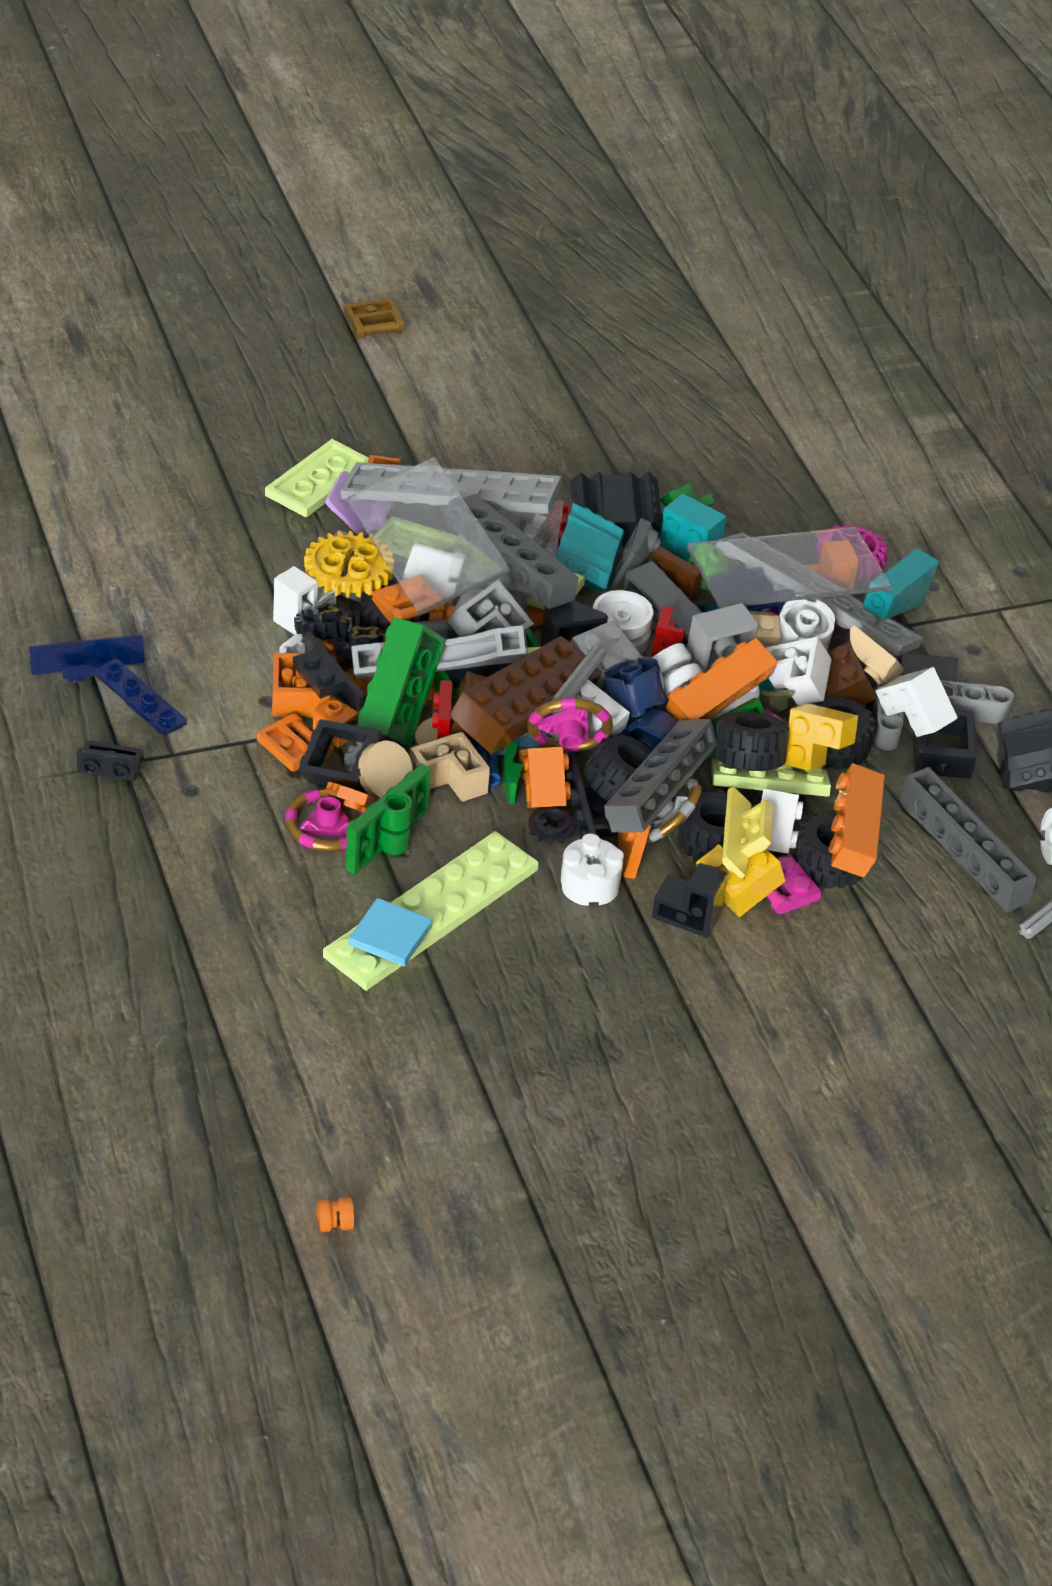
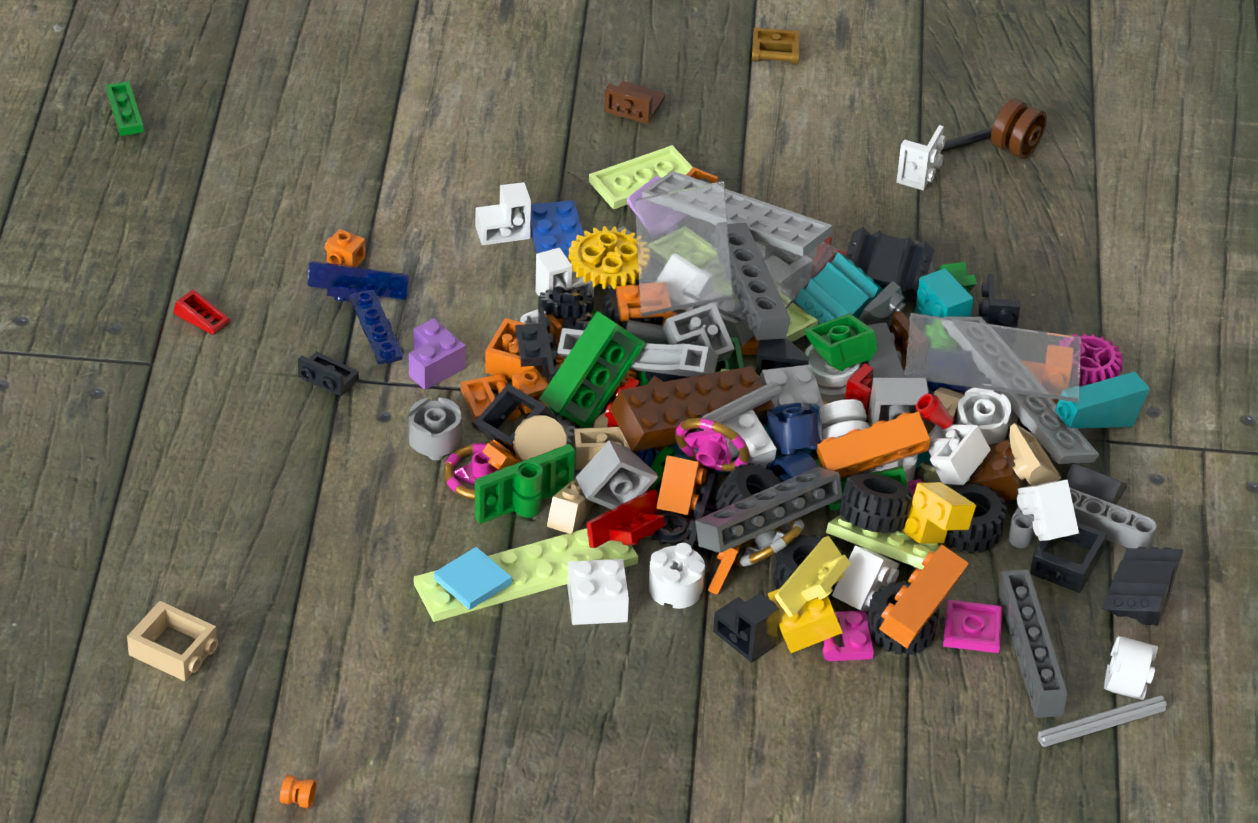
camera: 25 degrees right, 0 degrees up
(56, 624) = (345, 249): none -> orange brick
(100, 1113) = (143, 637): none -> tan window
(210, 553) = (507, 220): none -> white brick
(214, 710) = (435, 354): none -> medium lavender brick
(259, 551) = (554, 226): none -> blue plate
(259, 786) = (435, 427): none -> light grey brick
(266, 405) = (632, 101): none -> reddish brown bracket
(444, 826) = (569, 508): none -> tan slope
(481, 786) = (615, 476): none -> light grey slope
(516, 830) = (627, 521): none -> red bracket
(522, 909) = (597, 591): none -> white brick
(584, 398) = (919, 162): none -> white bracket
(614, 364) = (967, 139): none -> black bar
(630, 588) = (843, 341): none -> green slope
(665, 344) = (1018, 128): none -> reddish brown wheel
(738, 520) = (997, 311): none -> black bracket
(767, 633) = (933, 410): none -> red cone
(903, 840) = (972, 626): none -> dark pink plate

